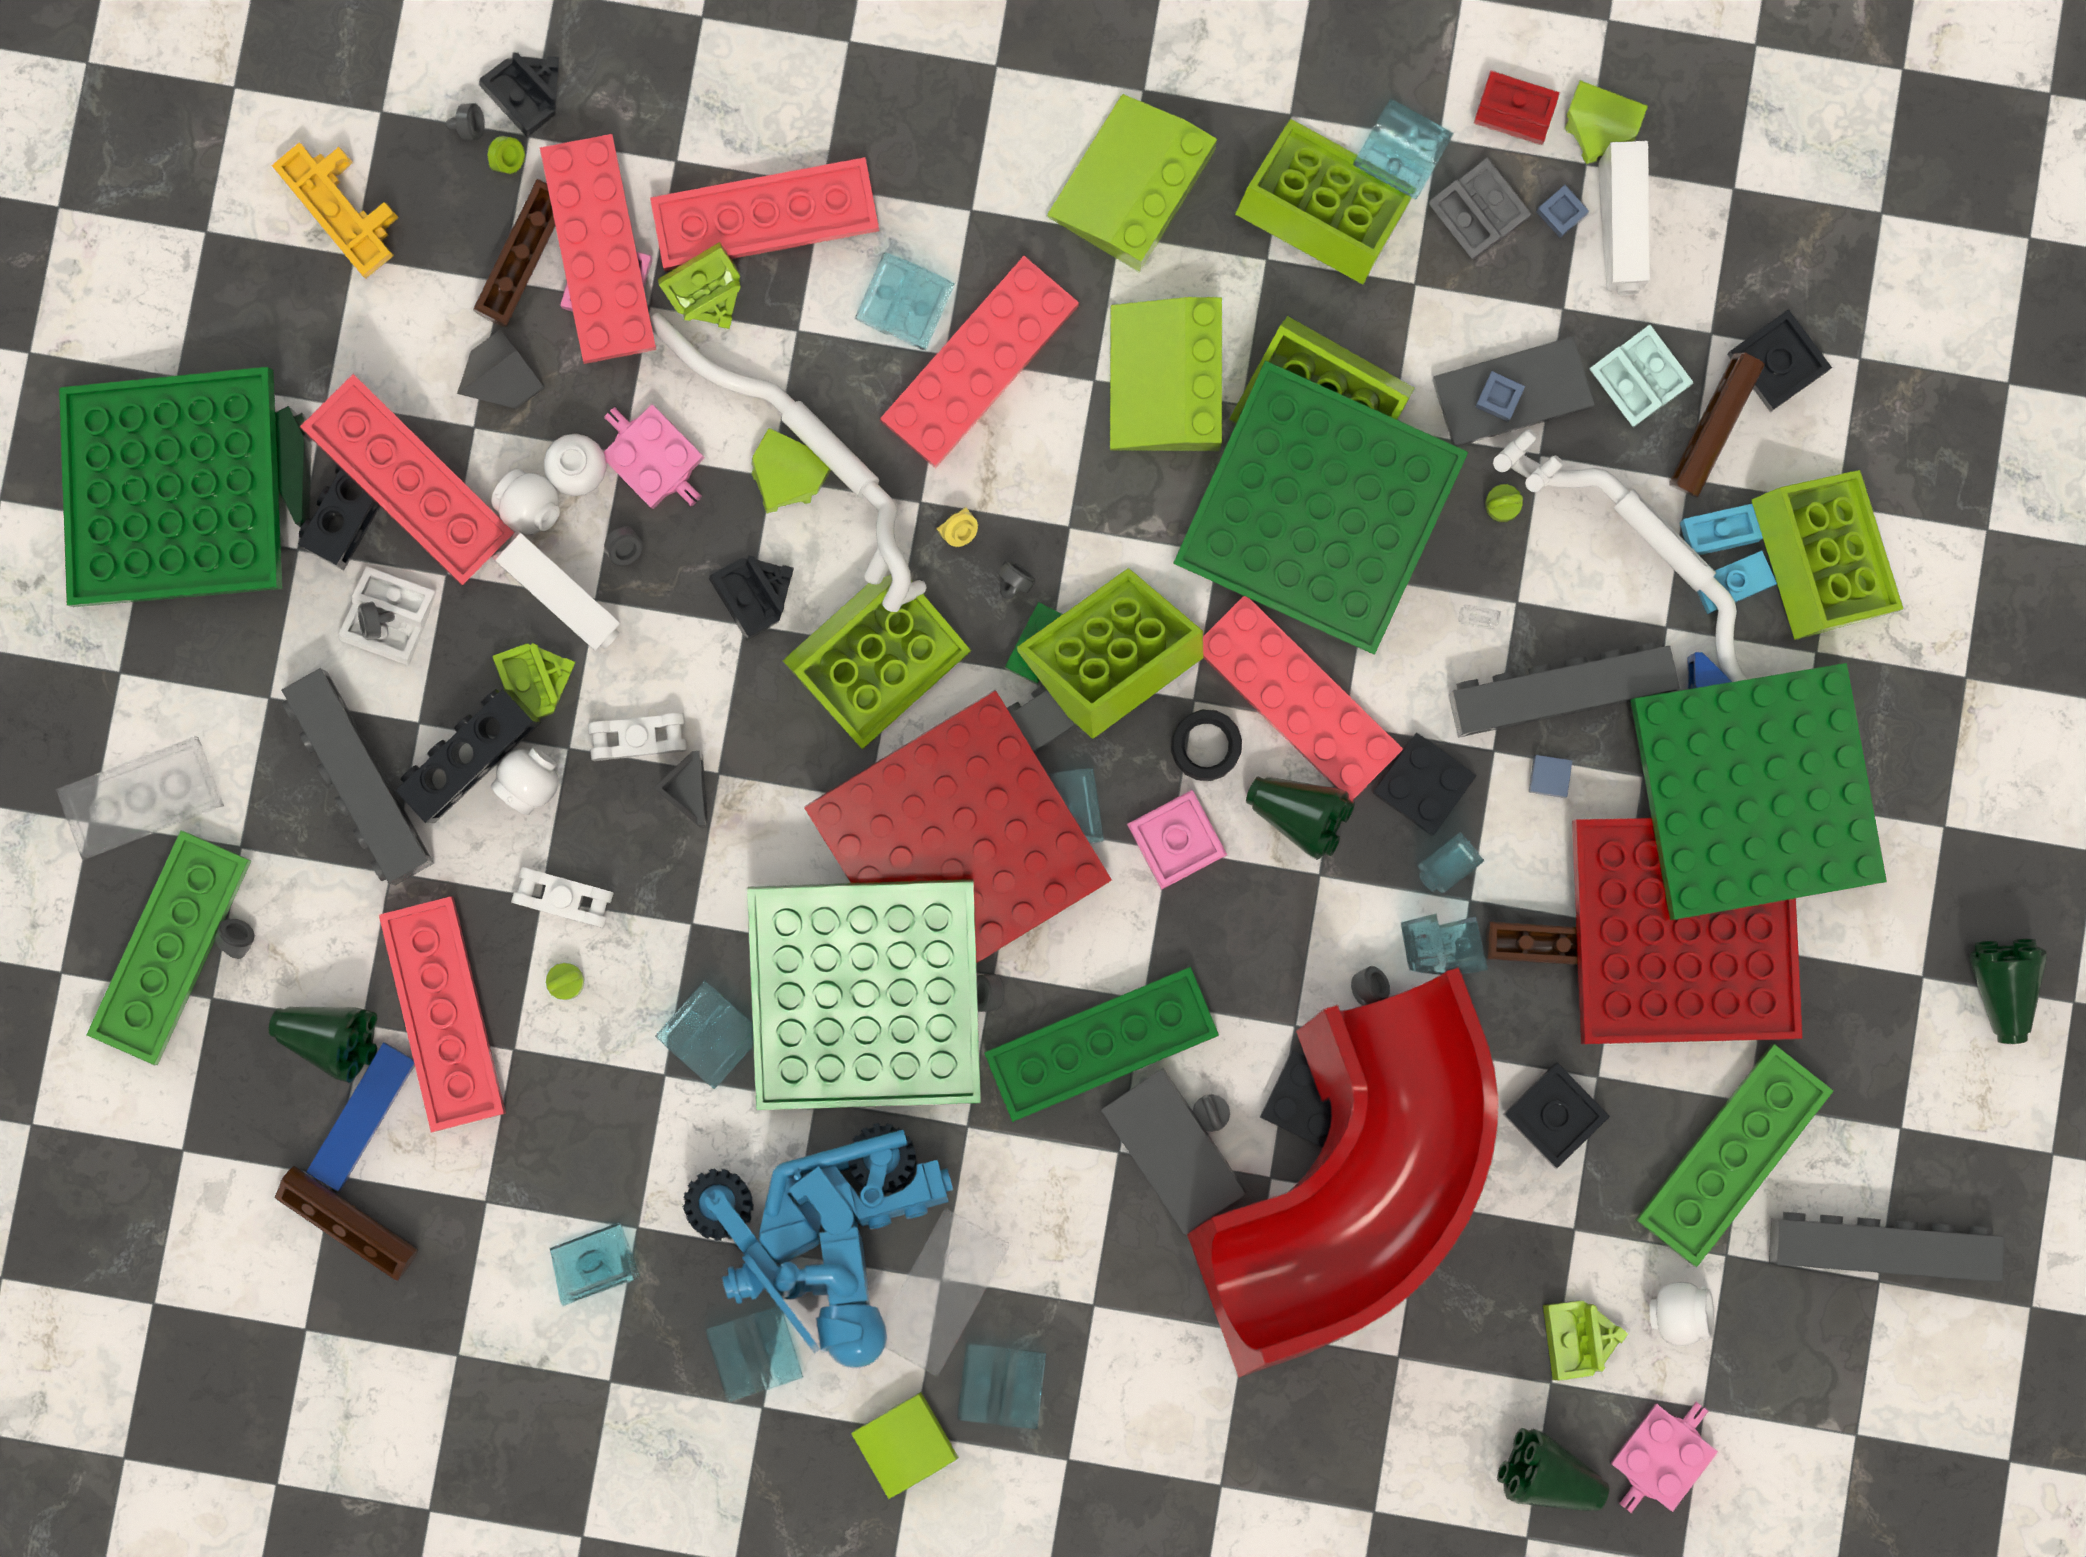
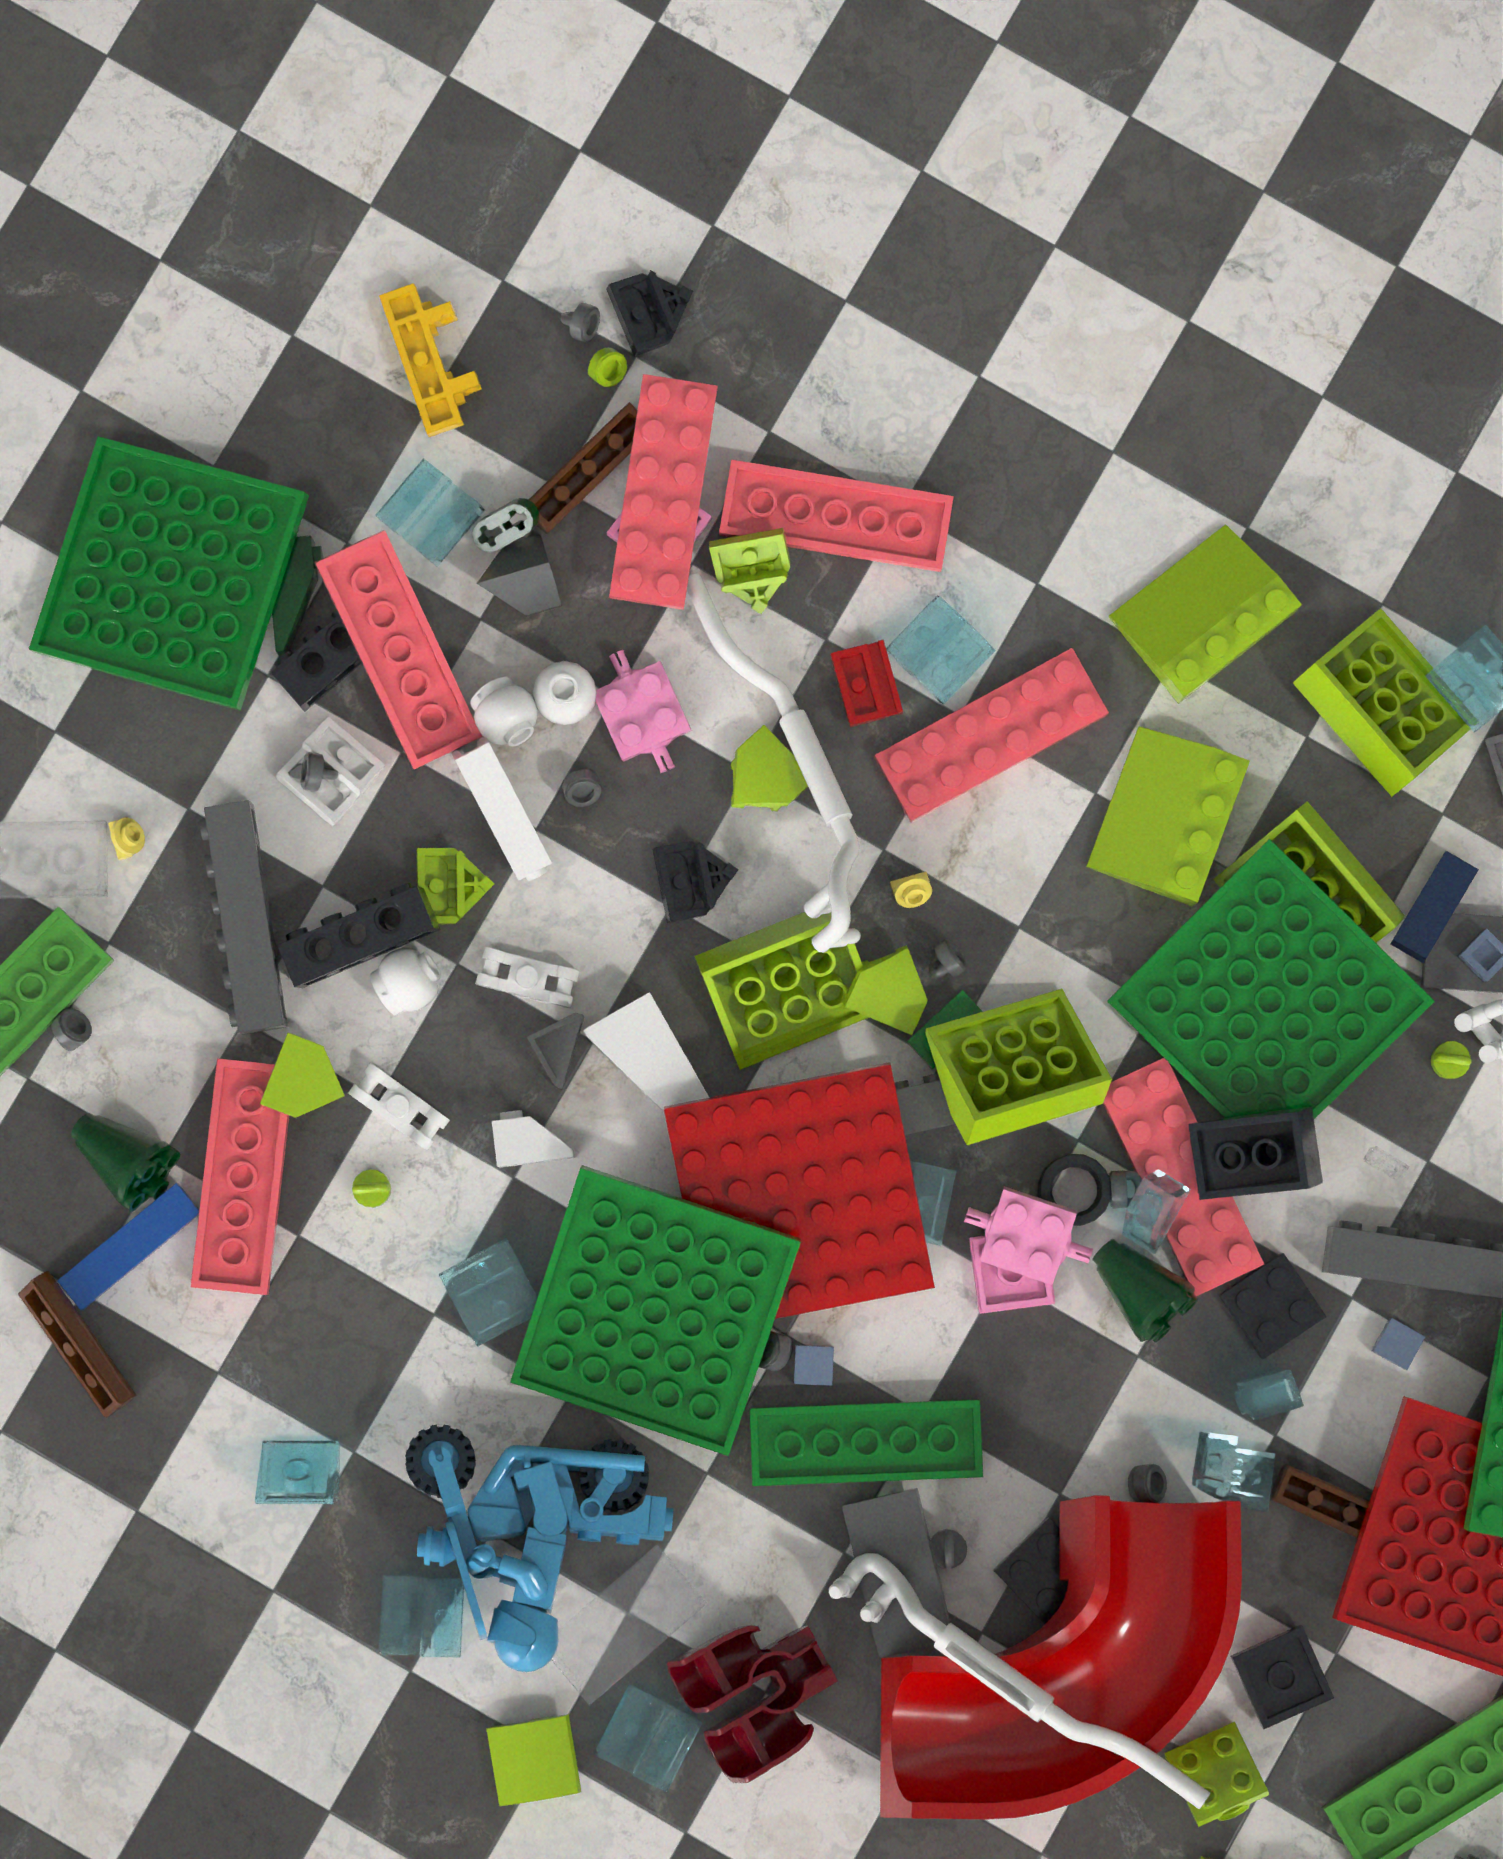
camera: 20 degrees right, 0 degrees up
(221, 744) = (126, 837): none -> light yellow plate
(392, 346) = (430, 512): none -> clear light blue slope
(458, 327) = (501, 518): none -> beam
(463, 904) = (301, 1078): none -> lime slope
(690, 886) = (525, 1141): none -> white slope
(770, 763) = (647, 1052): none -> white slope
(848, 356) = (866, 683): none -> red plate
(971, 627) = (889, 991): none -> lime slope
(1028, 992) = (813, 1365): none -> sand blue tile
(1107, 1336) = (769, 1729): none -> dark red piece
(1179, 801) = (1028, 1235): none -> bright pink plate
(1247, 731) = (1119, 1192): none -> dark grey tile
(1284, 736) = (1153, 1210): none -> clear light blue slope
(1299, 1205) = (1000, 1675): none -> white piece
(1358, 650) = (1256, 1153): none -> black slope
(1437, 369) = (1434, 906): none -> dark blue tile
(1530, 1225) = (1222, 1767): none -> lime plate

